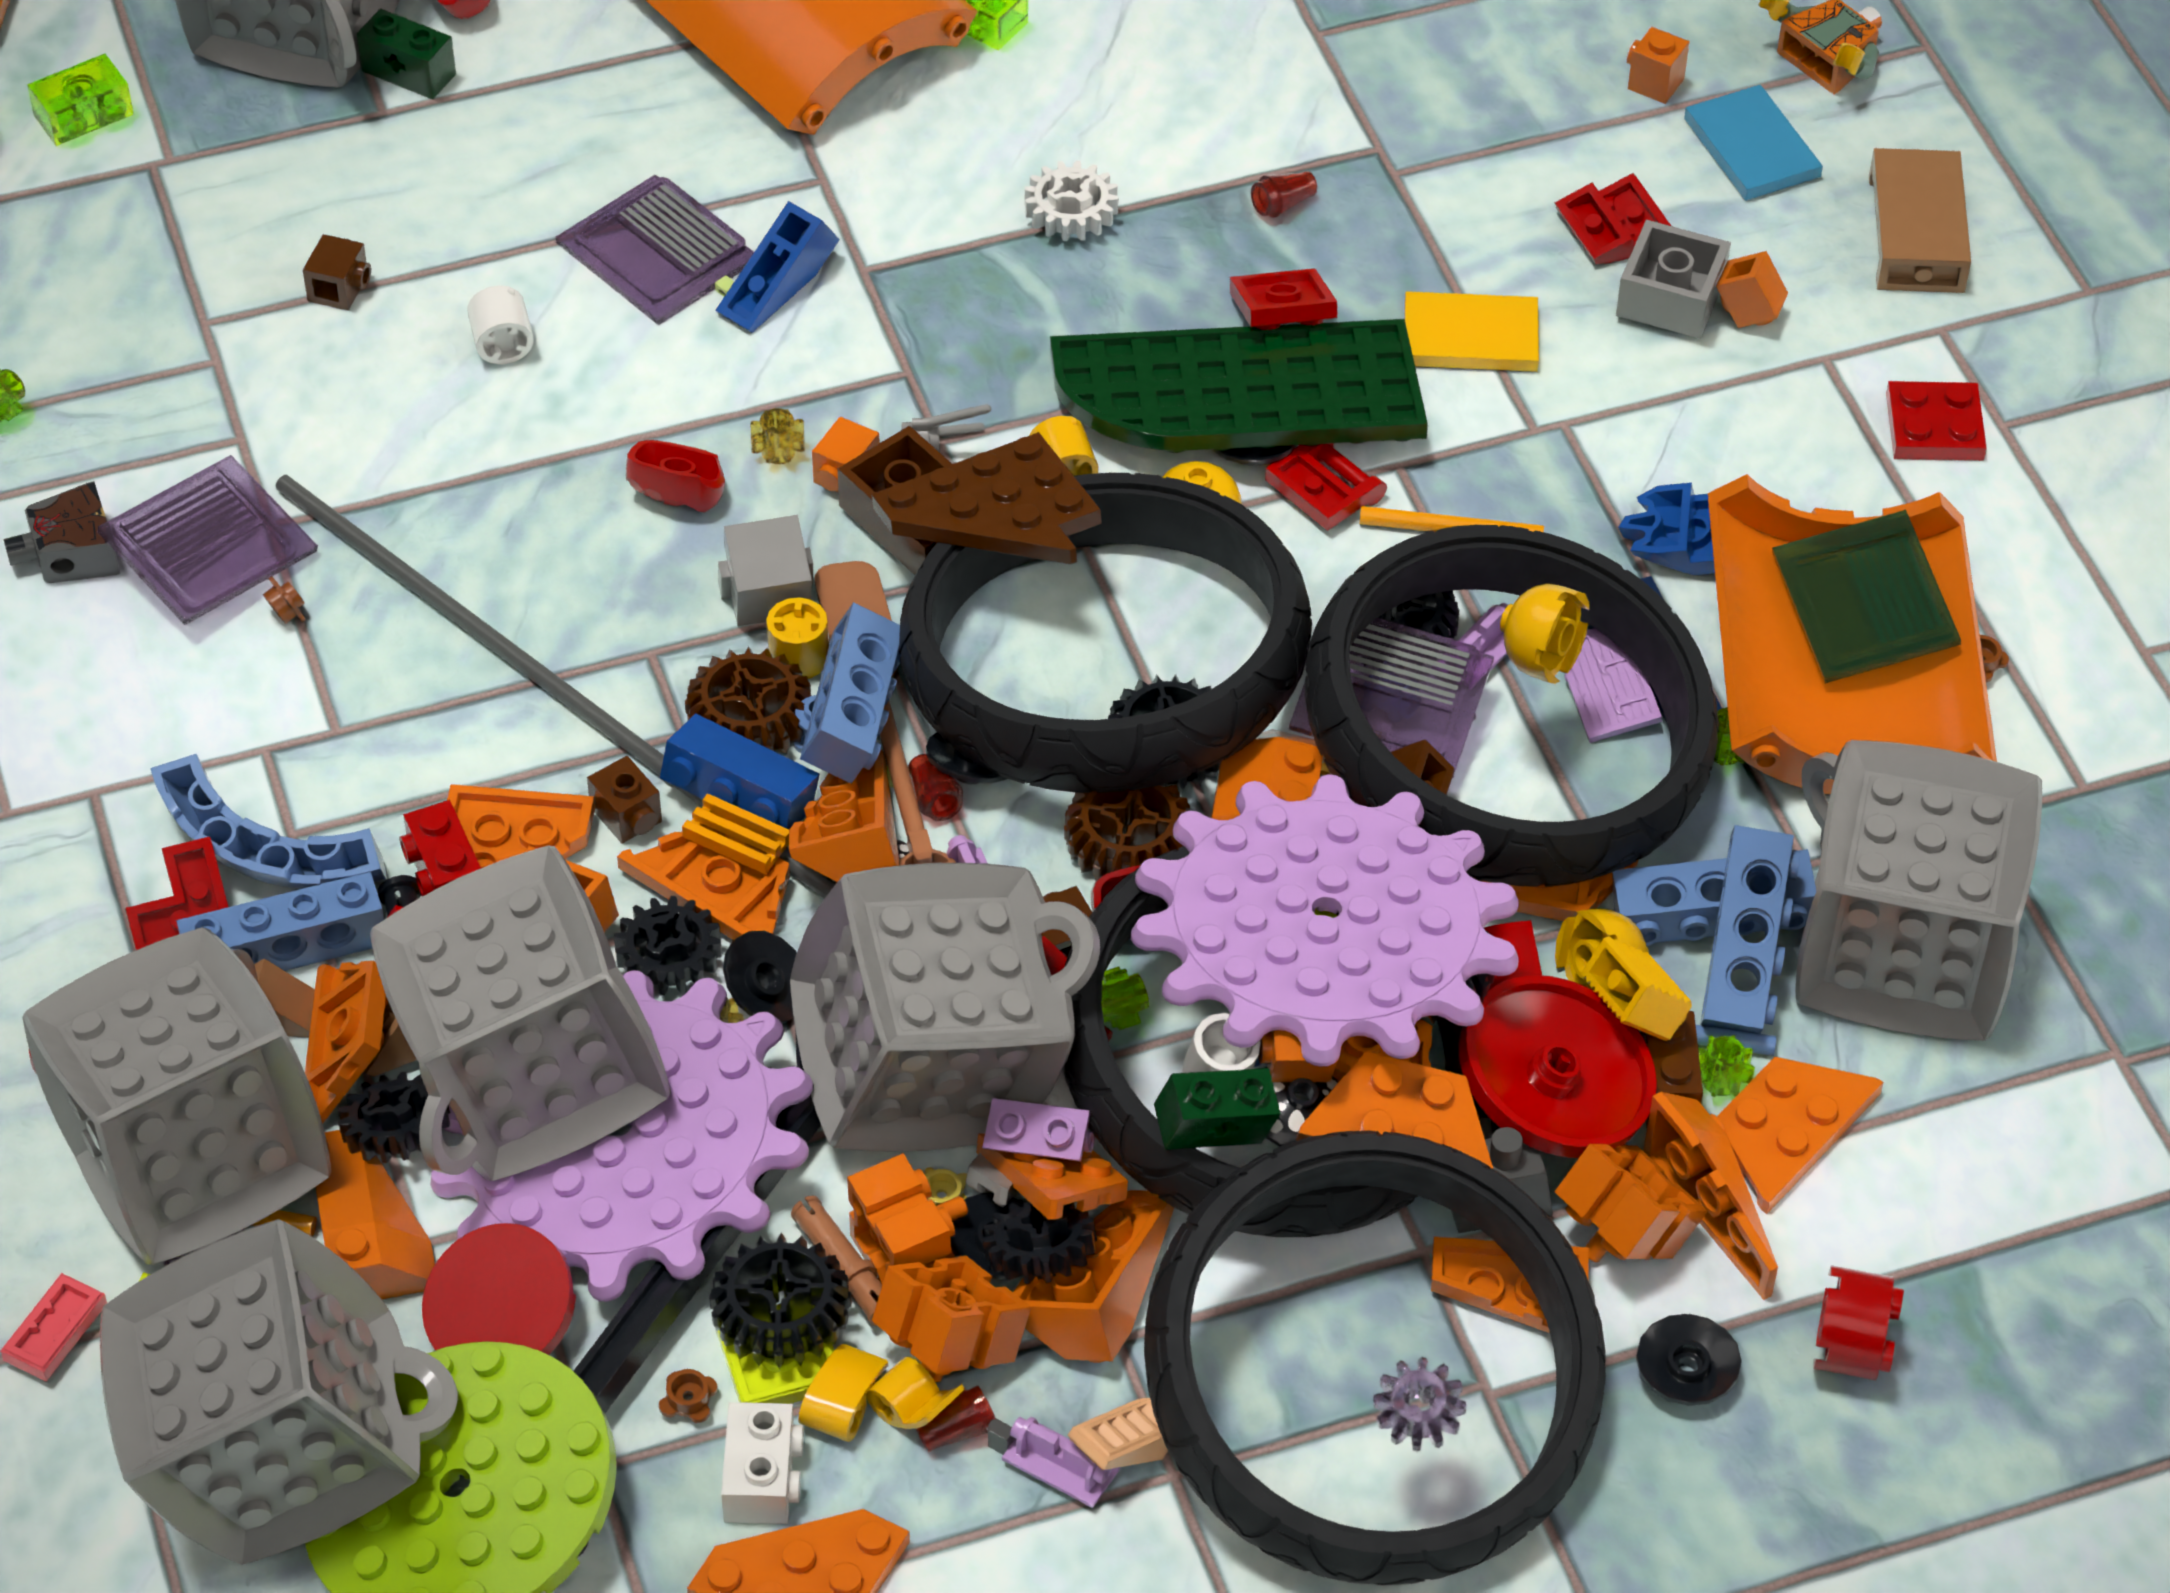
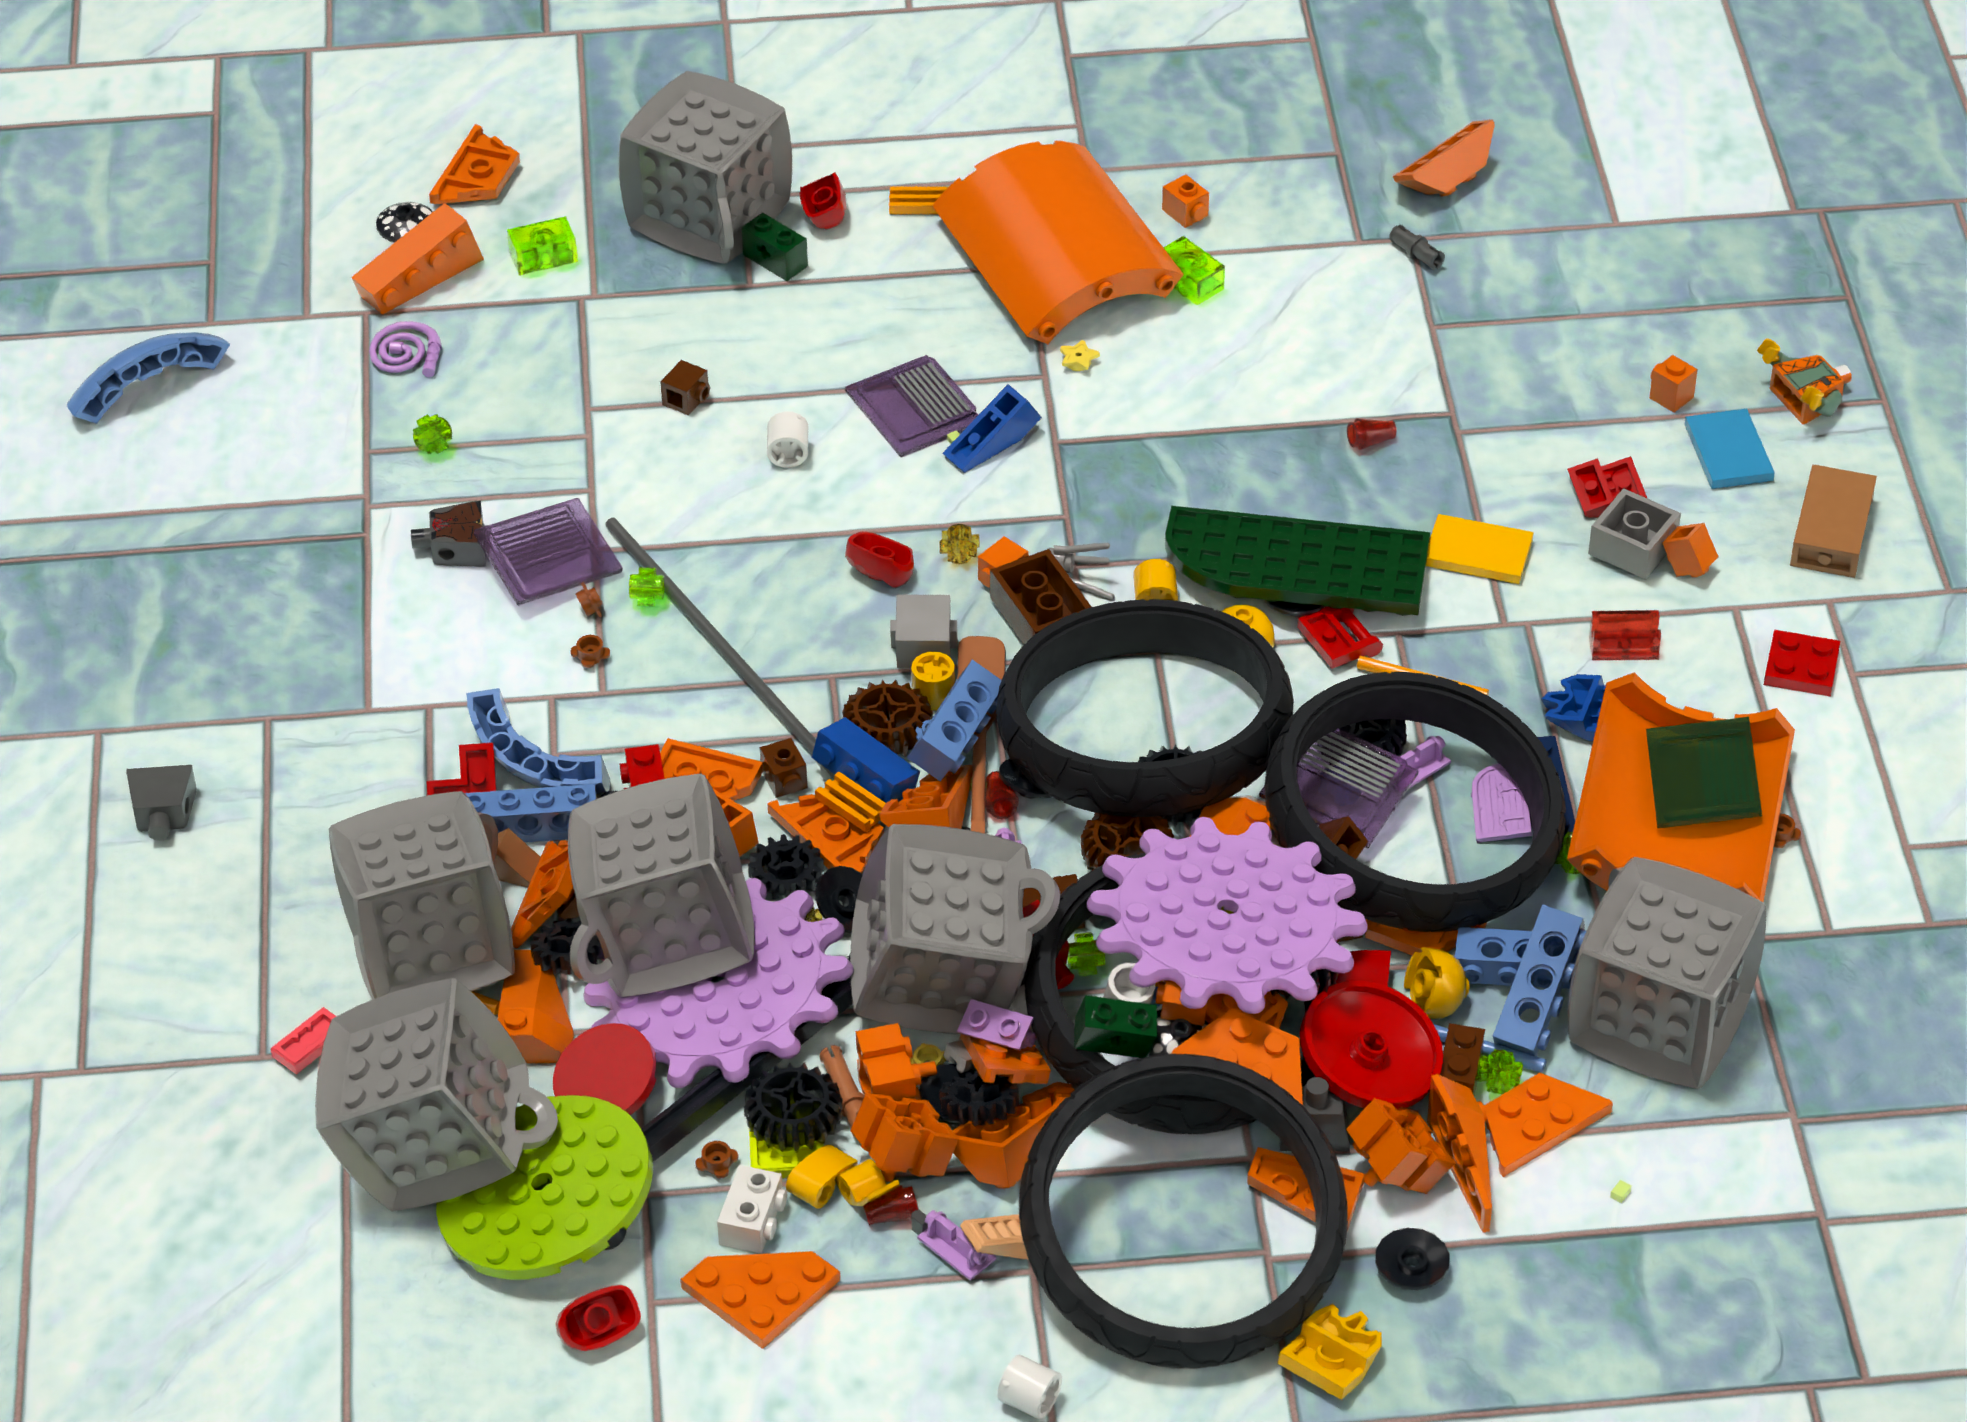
camera: 15 degrees right, 5 degrees down
(304, 673) = (590, 650): none -> dark orange plate
(361, 568) = (646, 586): none -> clear neon green gear
(862, 145) = (1078, 356): none -> light yellow plate
(998, 501) = (1092, 608): reddish brown wing -> none
(1071, 200) = (1215, 415): white gear -> none
(1283, 298) = (1346, 504): red plate -> none
(1408, 1418) = (1194, 1228): clear purple gear -> none
(1545, 630) = (1445, 751): yellow cylinder -> none
(1622, 1515) = (1332, 1351): none -> yellow plate
(1636, 988) = (1442, 1004): yellow brick -> none
(1700, 421) = (1625, 635): none -> clear red hinge
(1856, 1323) = (1535, 1254): red brick -> none
(1928, 1205) = (1620, 1191): none -> yellowish green piece

